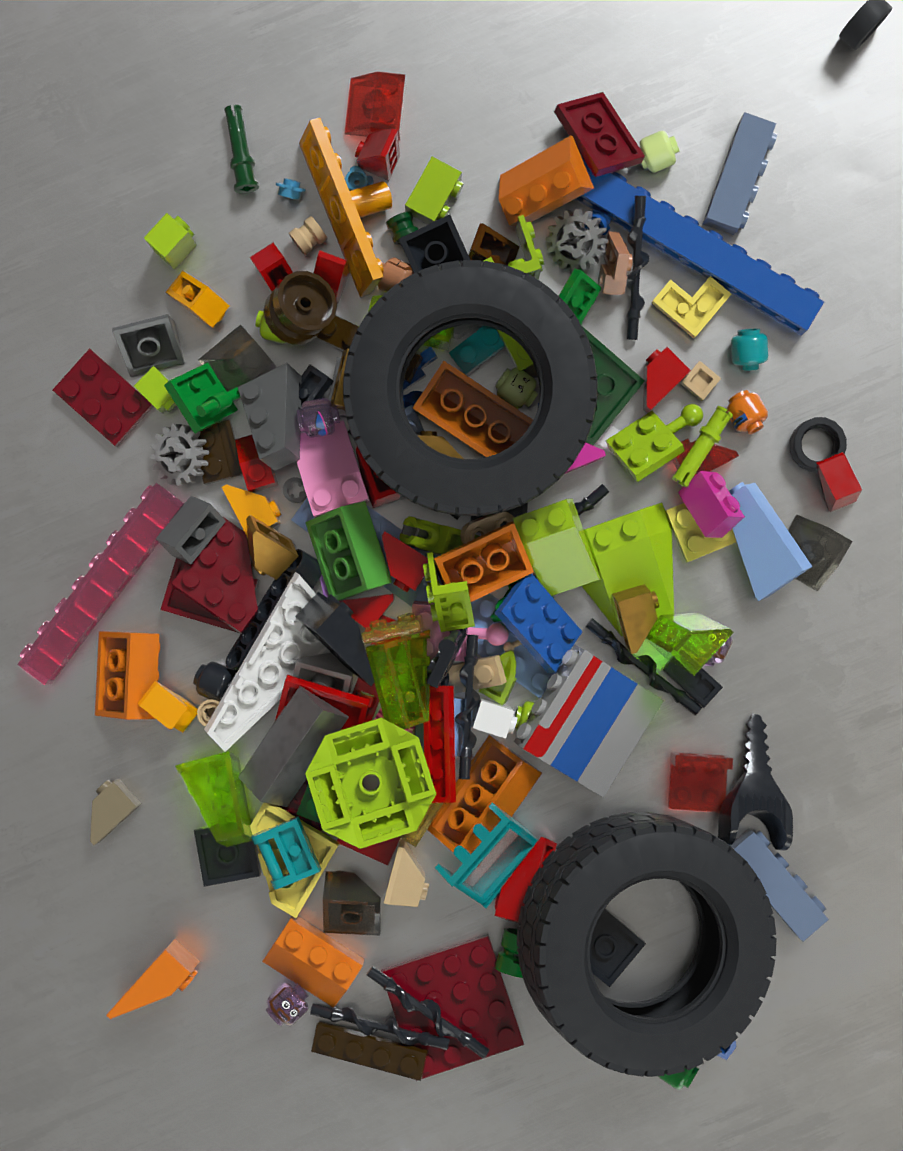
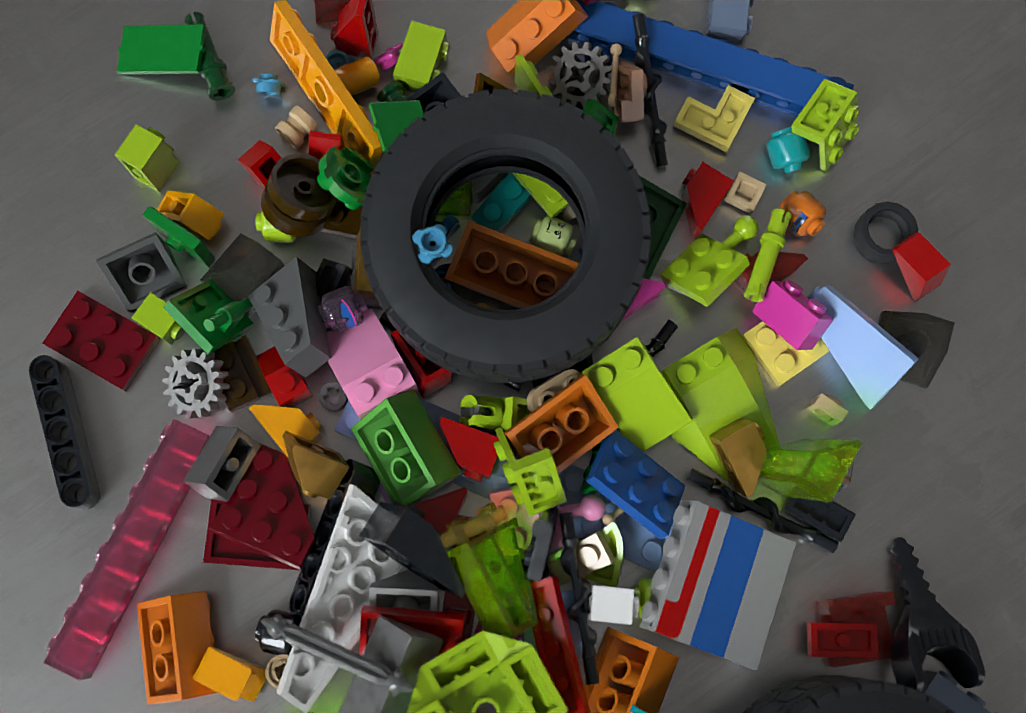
camera: 15 degrees left, 10 degrees down
(51, 463) = (53, 421): none -> black beam
(185, 321) = (178, 237): none -> green plate
(198, 134) = (161, 49): none -> green piece
(259, 711) = (337, 655): none -> dark grey wheel
(332, 300) = (334, 178): none -> green plate
(399, 257) = (392, 119): none -> green piece
(404, 184) = (388, 57): none -> dark pink plate
(409, 383) = (430, 234): none -> dark azure plate
(612, 225) = (615, 50): none -> tan hinge
(682, 788) = (842, 640): none -> red plate
(723, 591) = (828, 409): none -> tan plate
(791, 332) = (829, 120): none -> lime bracket

